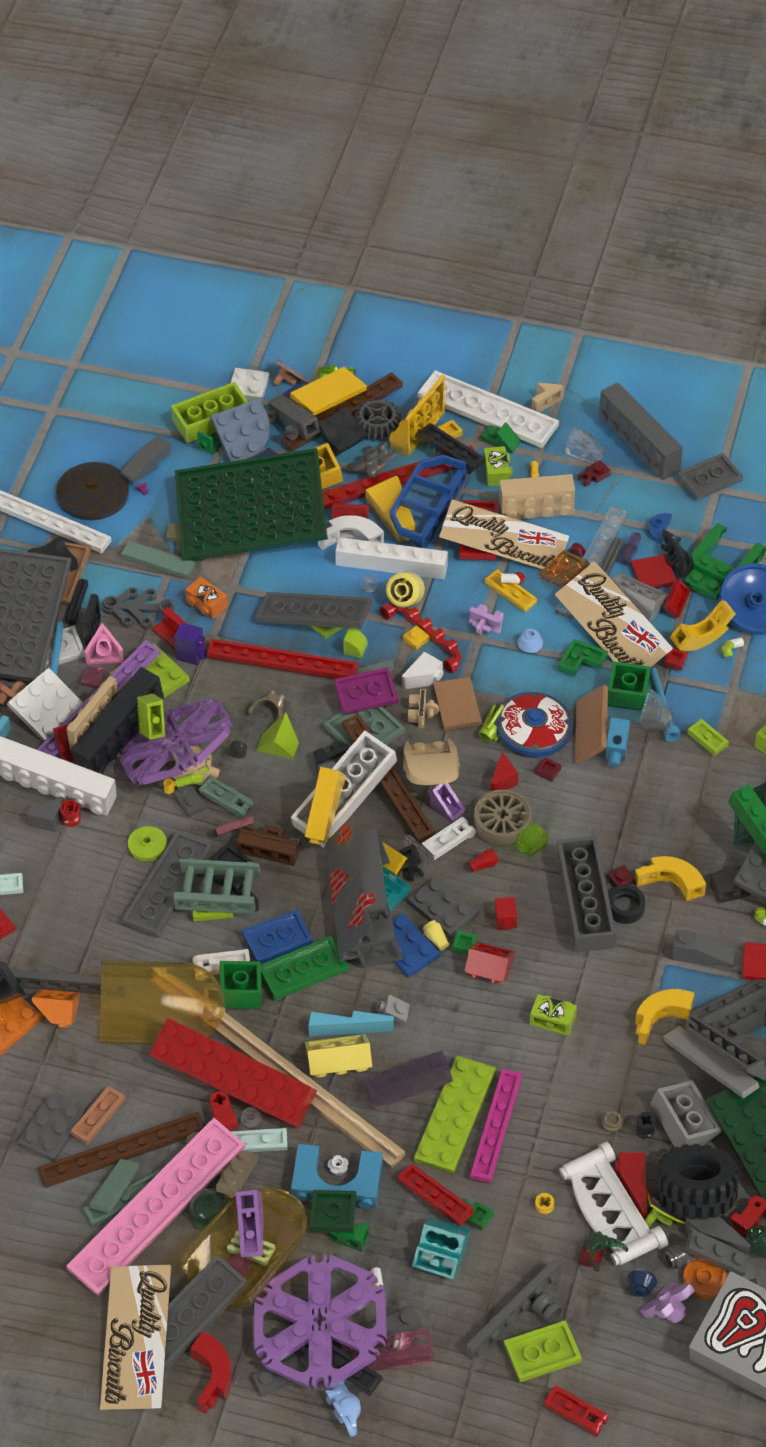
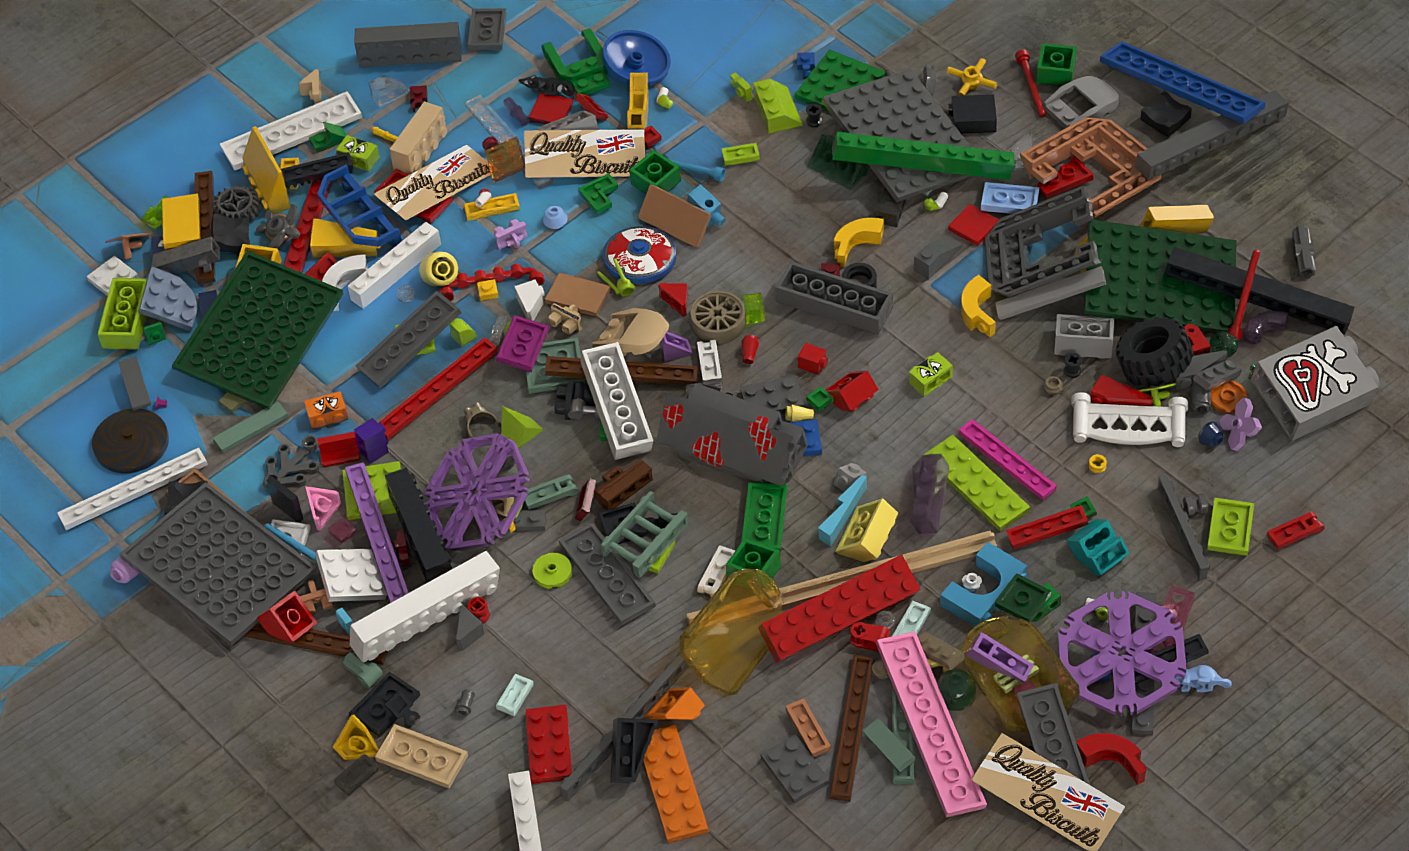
camera: 55 degrees left, 0 degrees up
(61, 738) = (405, 576): red plate -> none
(77, 601) = (247, 506): black axle -> none
(88, 714) = (402, 537): tan plate -> none
(151, 716) = (440, 494): lime brick -> none
(277, 936) = (720, 521): blue plate -> none
(324, 805) = (632, 414): yellow slope -> none
(548, 769) = (690, 267): dark red tile -> none
(584, 1257) = (1163, 456): dark red tile -> none
(600, 1242) = (1161, 446): clear green helmet -> none
(612, 555) = (512, 125): dark grey axle -> none
(655, 713) = (697, 170): clear slope -> none
(657, 525) = (507, 84): blue plate -> none

